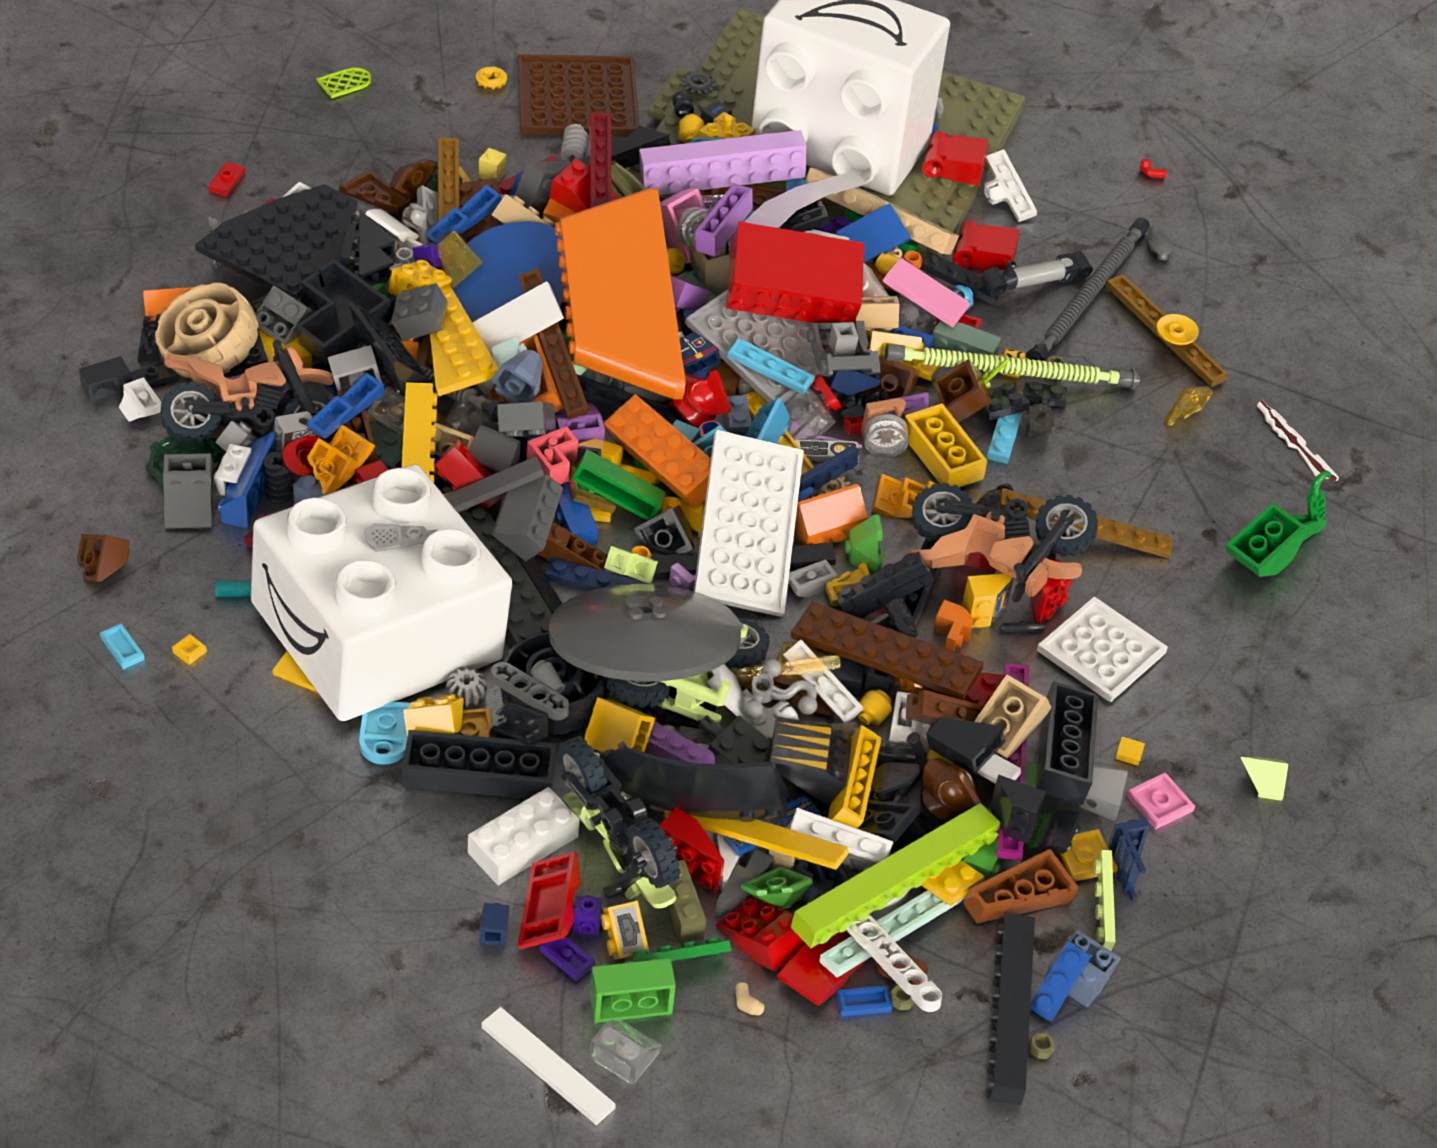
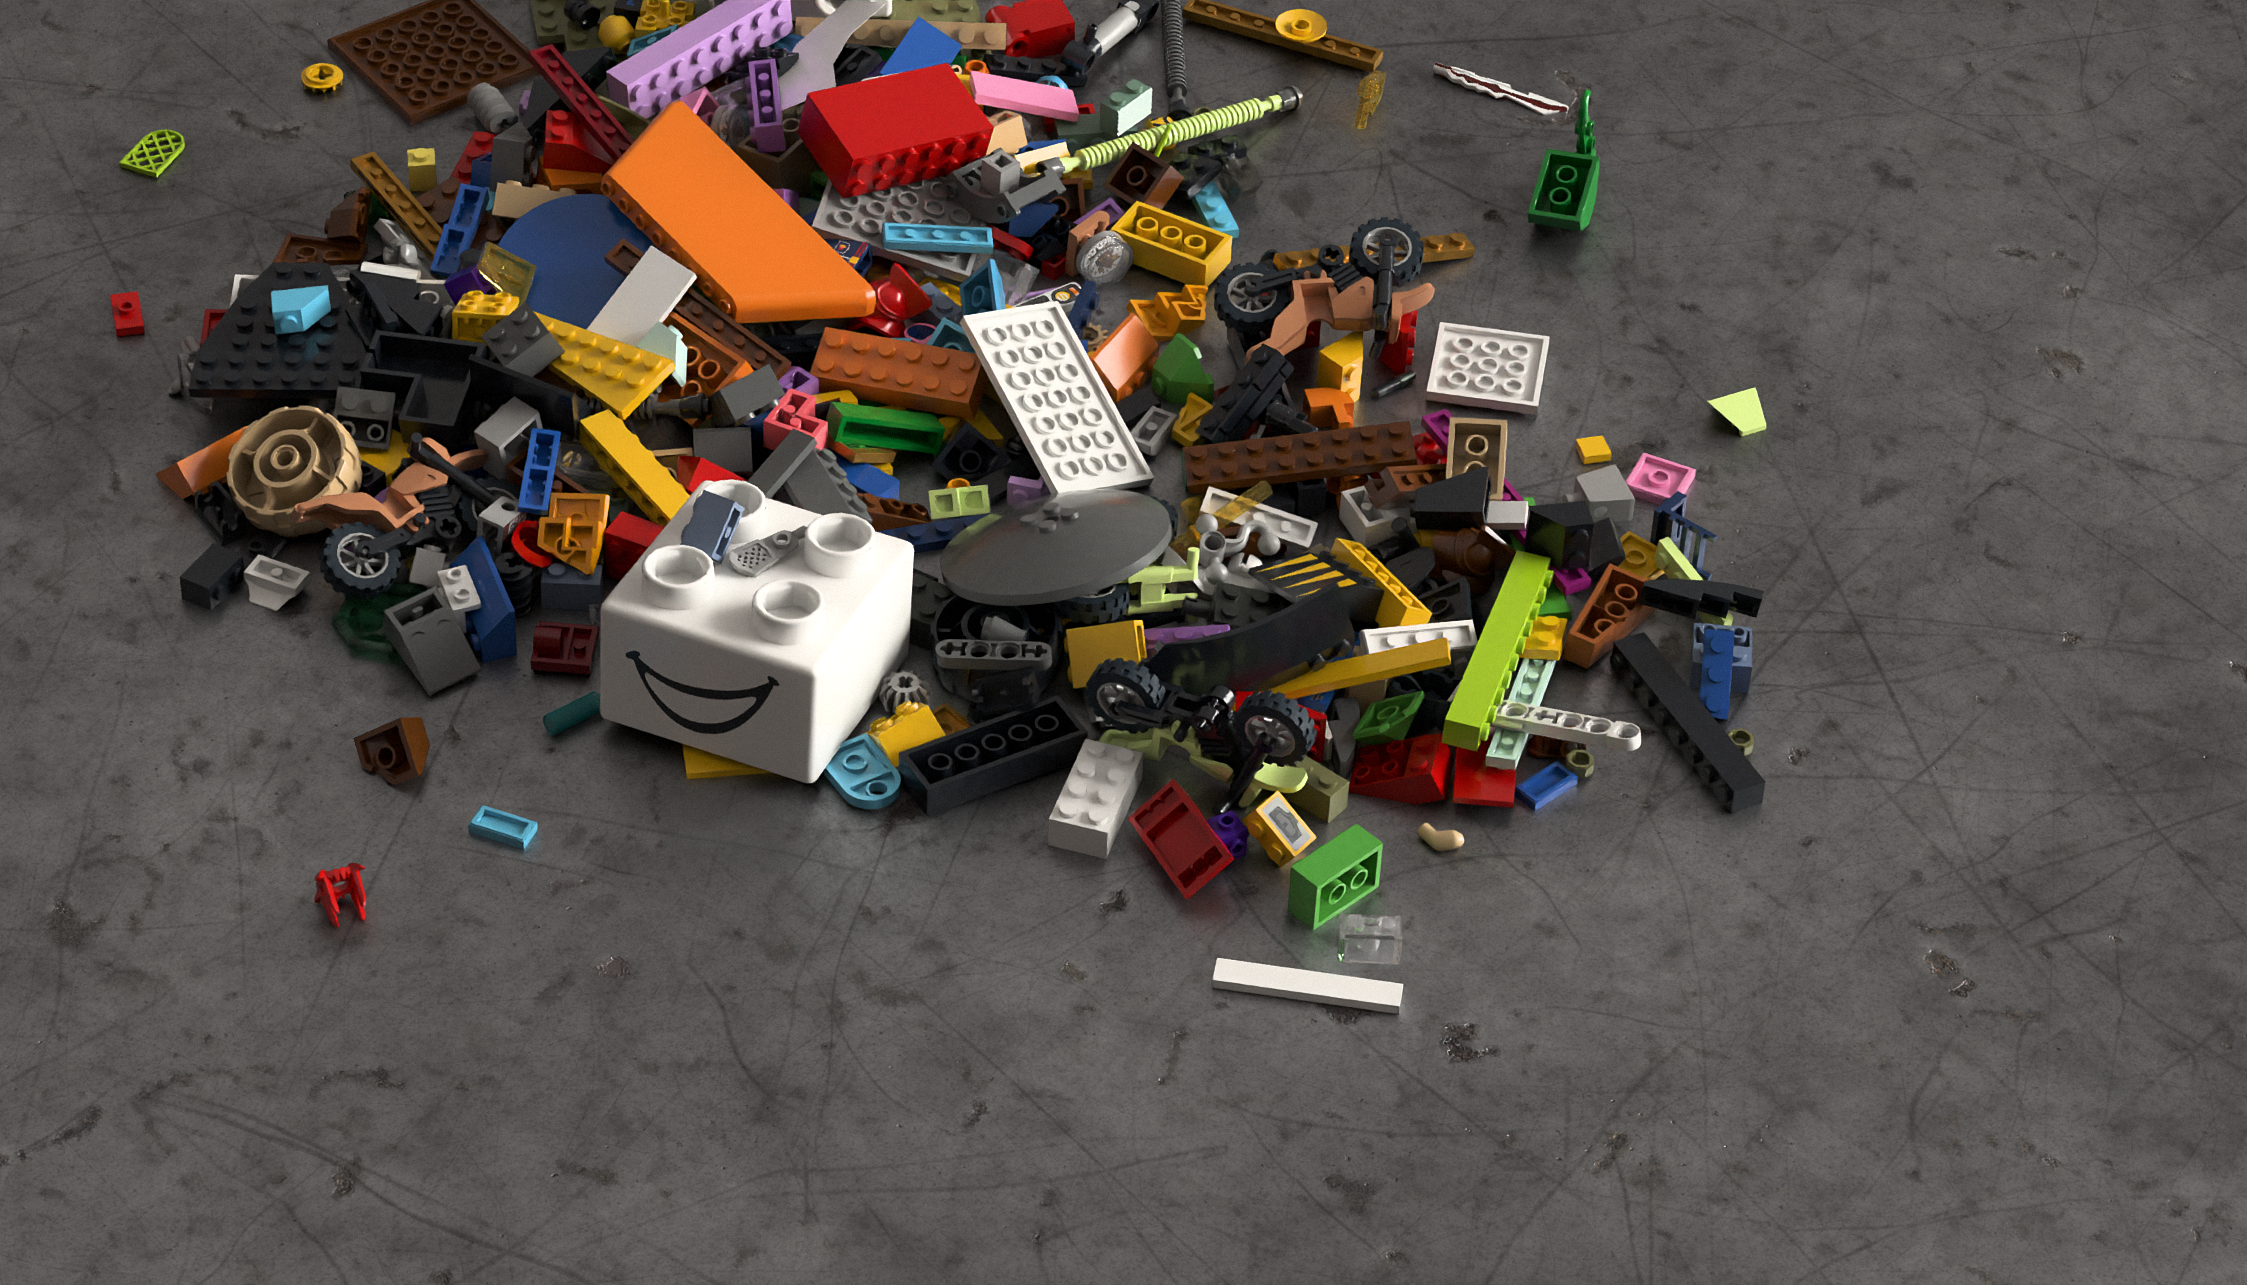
camera: 30 degrees left, 5 degrees down
(189, 649) = (577, 796): yellow tile -> none
(301, 221) = (299, 308): none -> medium azure slope
(367, 500) = (712, 525): none -> sand blue brick
(494, 924) = (1142, 889): dark blue brick -> none
(519, 377) = (700, 361): sand blue cone -> none
(568, 957) = (1239, 884): dark purple plate -> none
(687, 951) = (1352, 816): green plate -> none
(765, 191) = (783, 59): none -> black slope
(875, 707) = (1328, 519): yellow head -> none
(991, 332) = (1125, 107): none -> sand green brick
(1068, 743) = (1547, 463): black brick -> none
(1088, 908) = (1711, 597): none -> black slope

